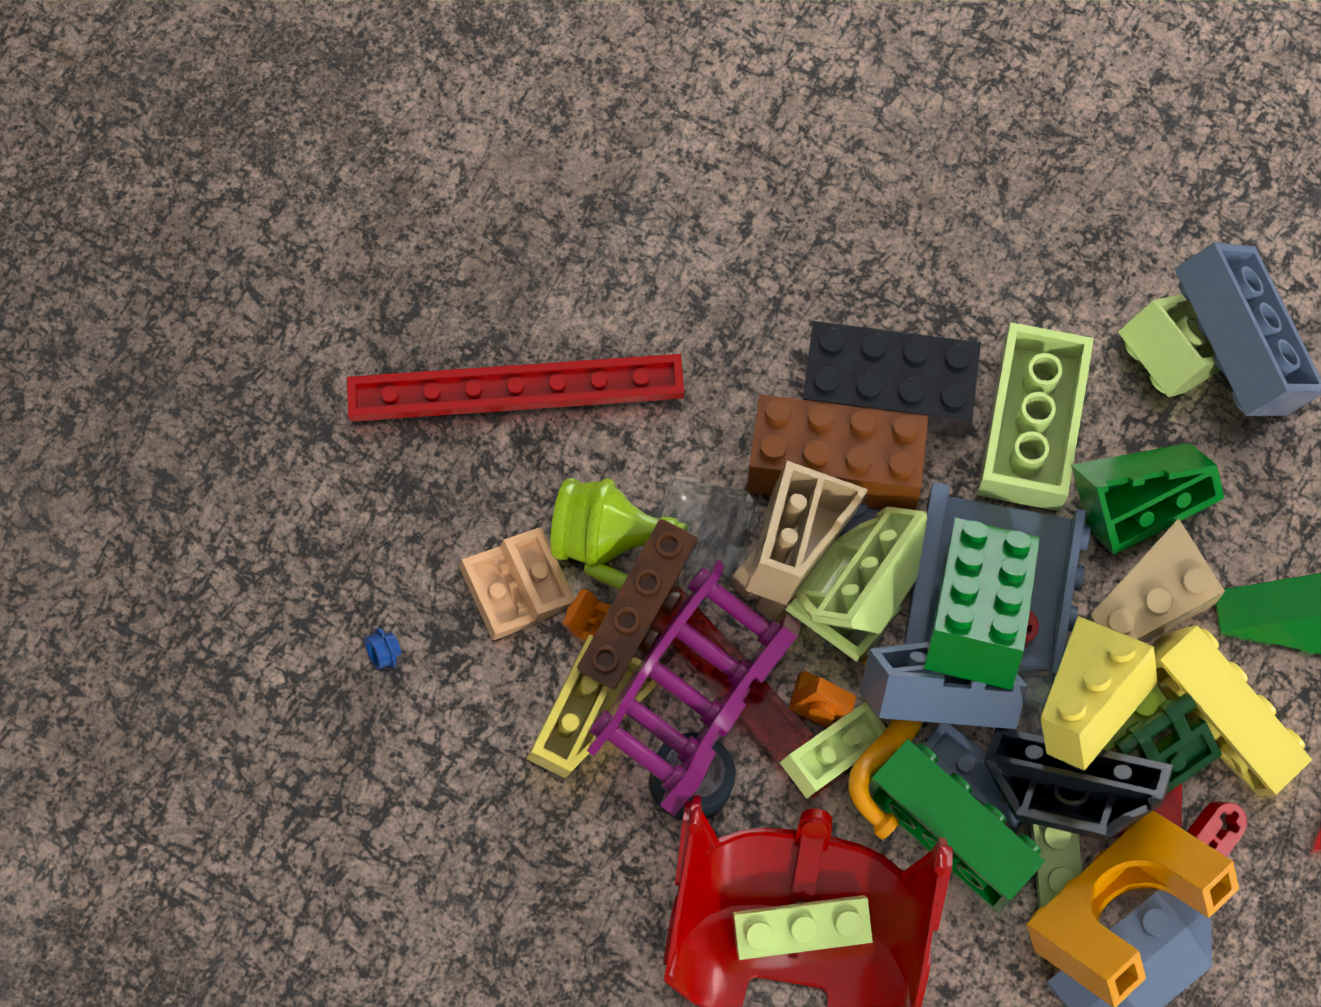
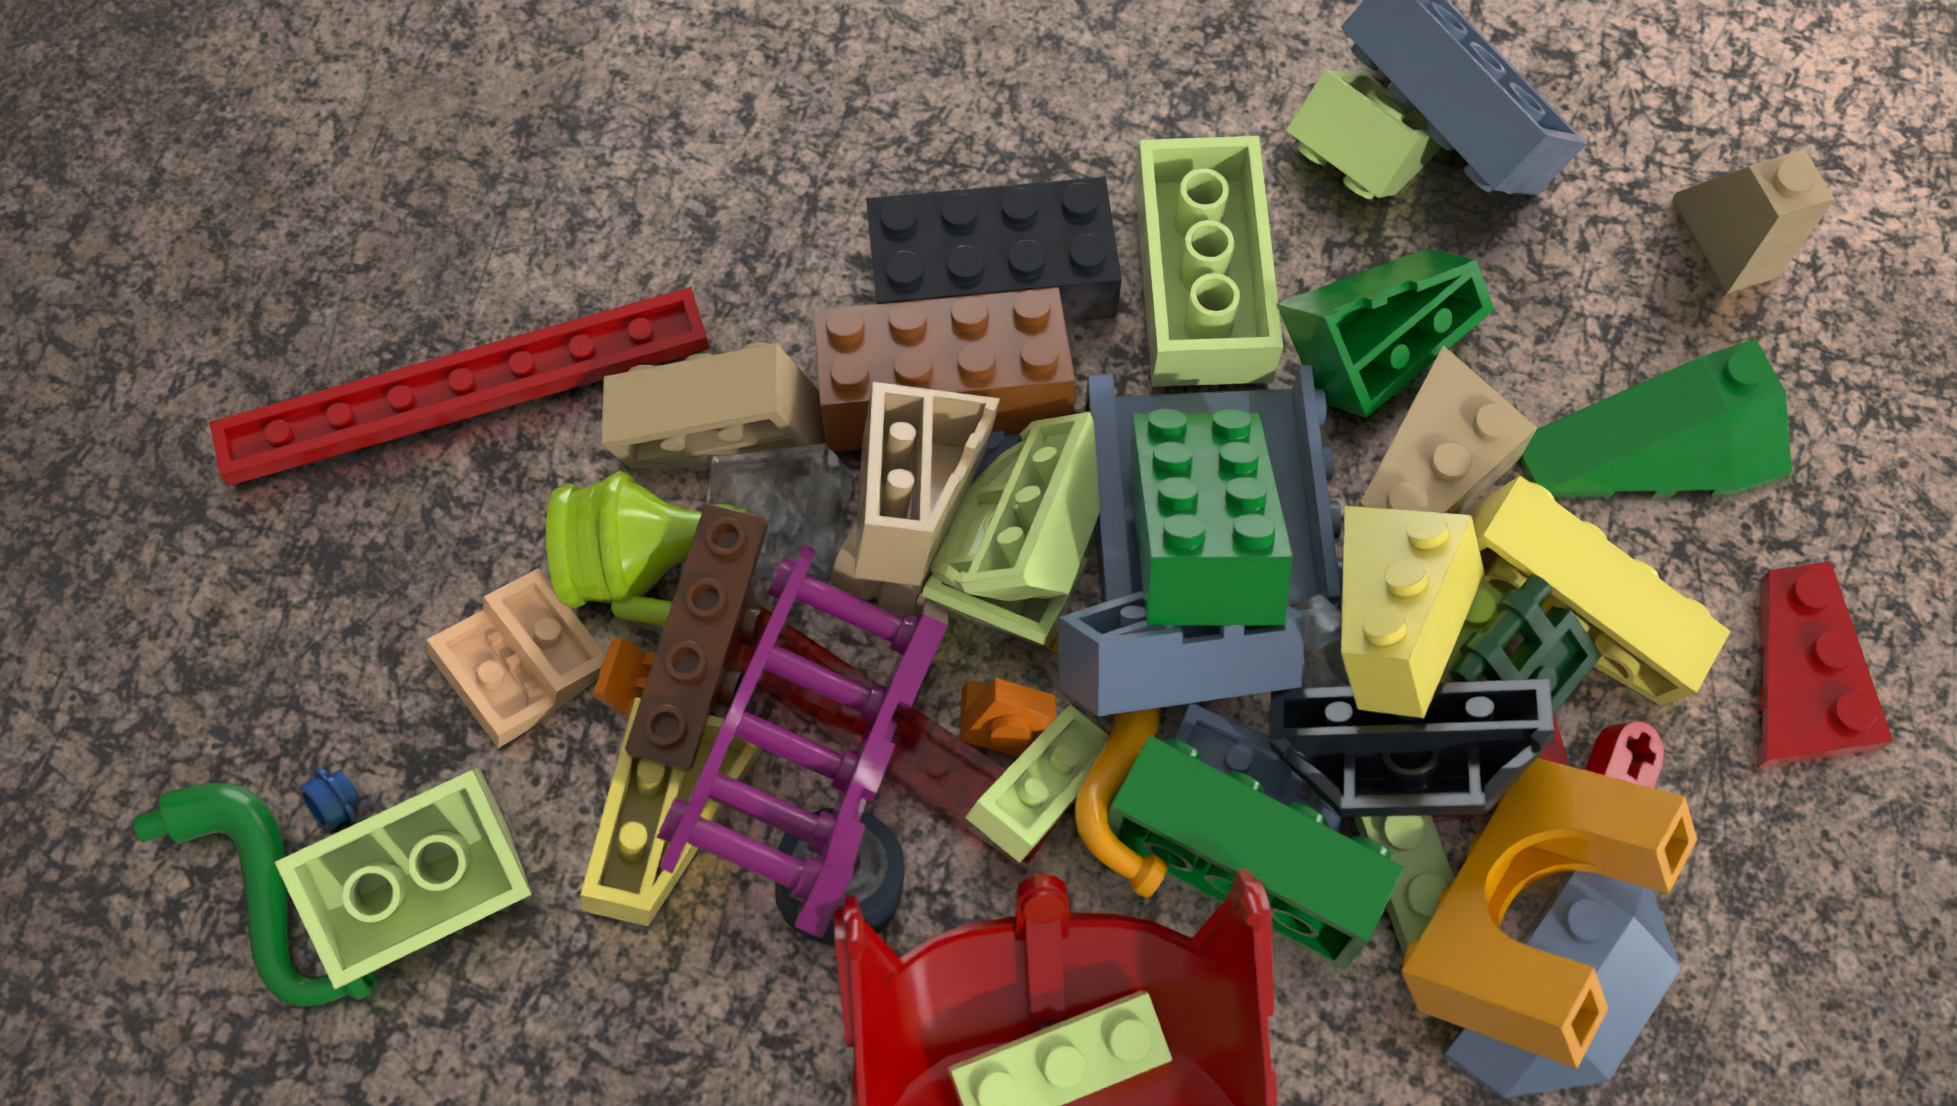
camera: 15 degrees left, 5 degrees down
(328, 648) = (259, 844): none -> green animal
(424, 711) = (405, 877): none -> yellowish green slope
(677, 444) = (710, 407): none -> tan wedge

